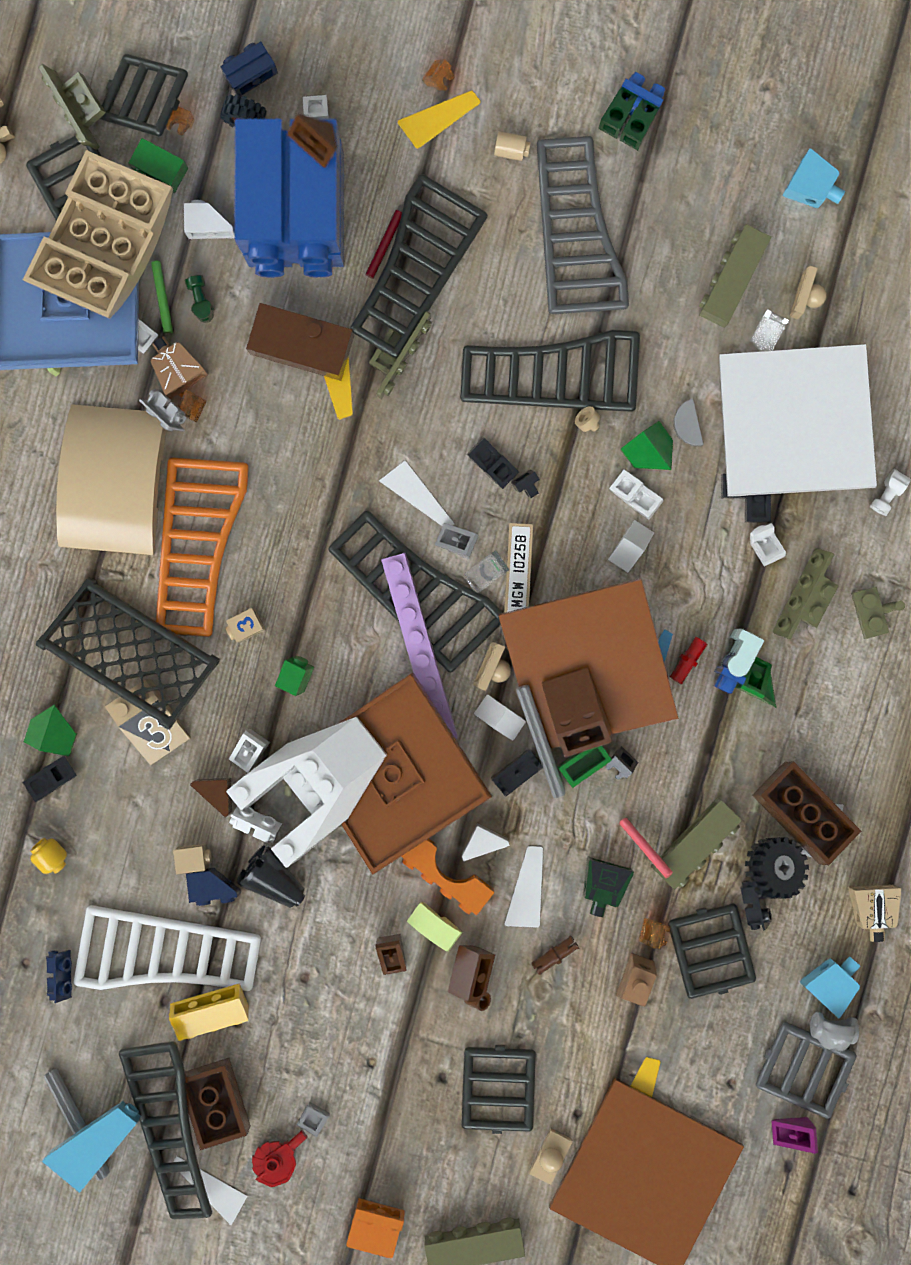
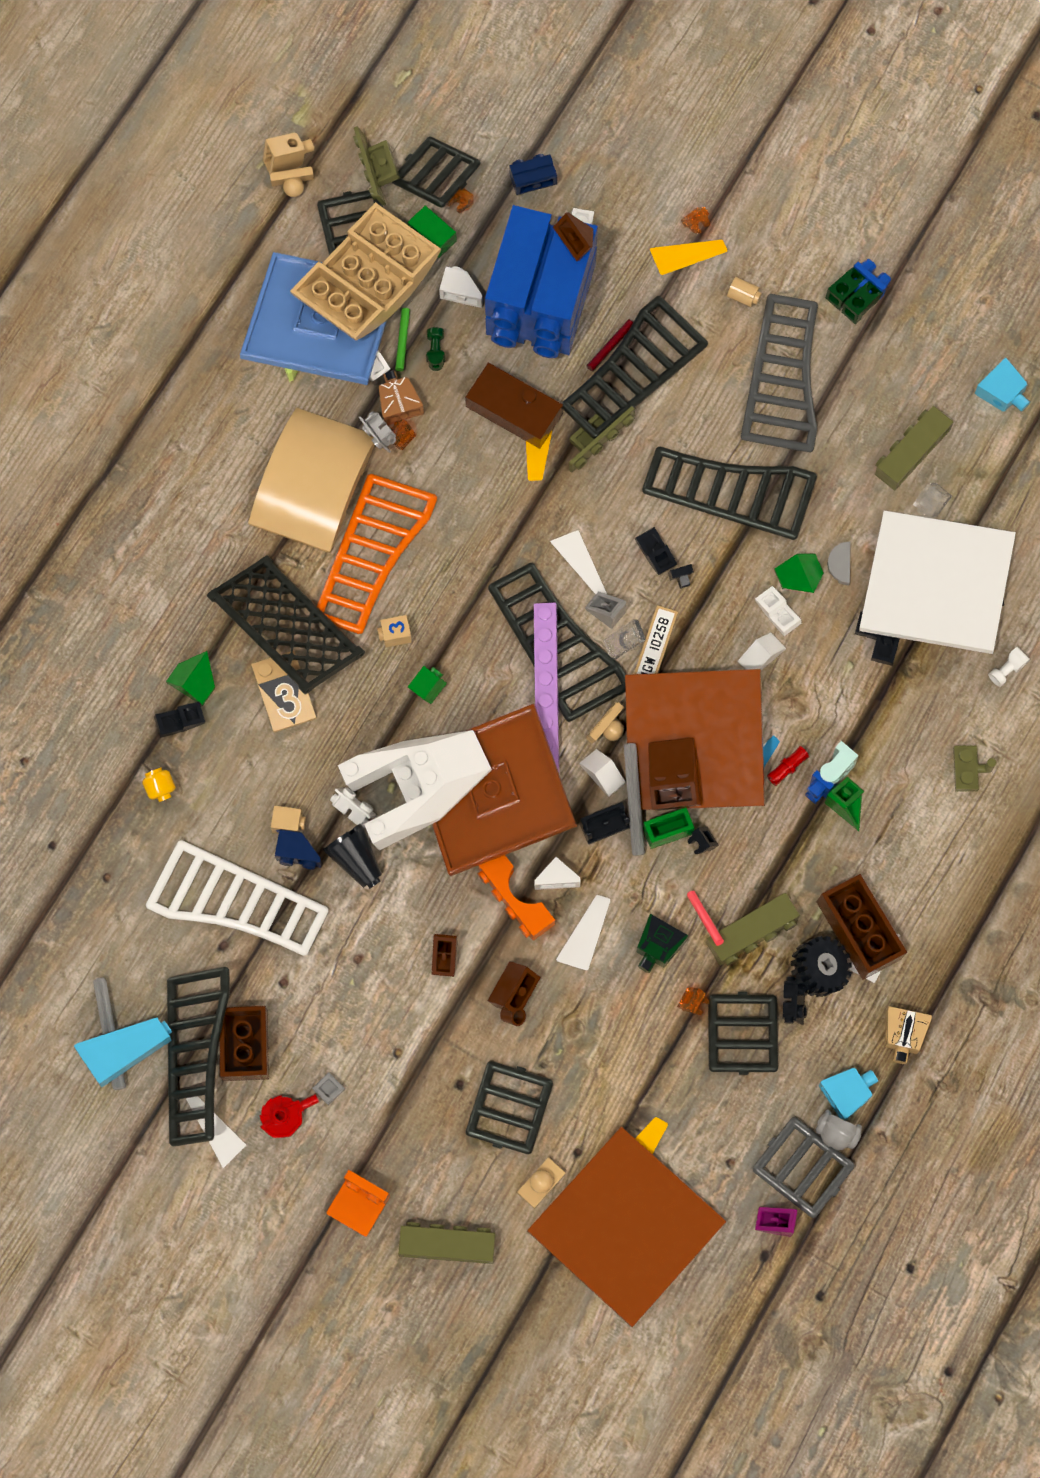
camera: 15 degrees right, 15 degrees down
(60, 985) = (138, 884): dark blue hinge -> none
(208, 1012) = (263, 961): yellow brick -> none
(215, 793) = (326, 768): reddish brown slope -> none
(241, 108) = (515, 198): black wheel -> none
(248, 750) = (367, 738): white slope -> none
(434, 927) = (491, 940): yellowish green slope -> none
(555, 955) = (595, 996): reddish brown pin -> none
(587, 419) = (751, 535): tan tile -> none
(637, 981) = (663, 1039): medium nougat torso -> none
(766, 544) = (884, 681): white bracket -> none
(807, 293) = (978, 480): tan tile -> none
(809, 597) = (914, 739): olive bracket -> none

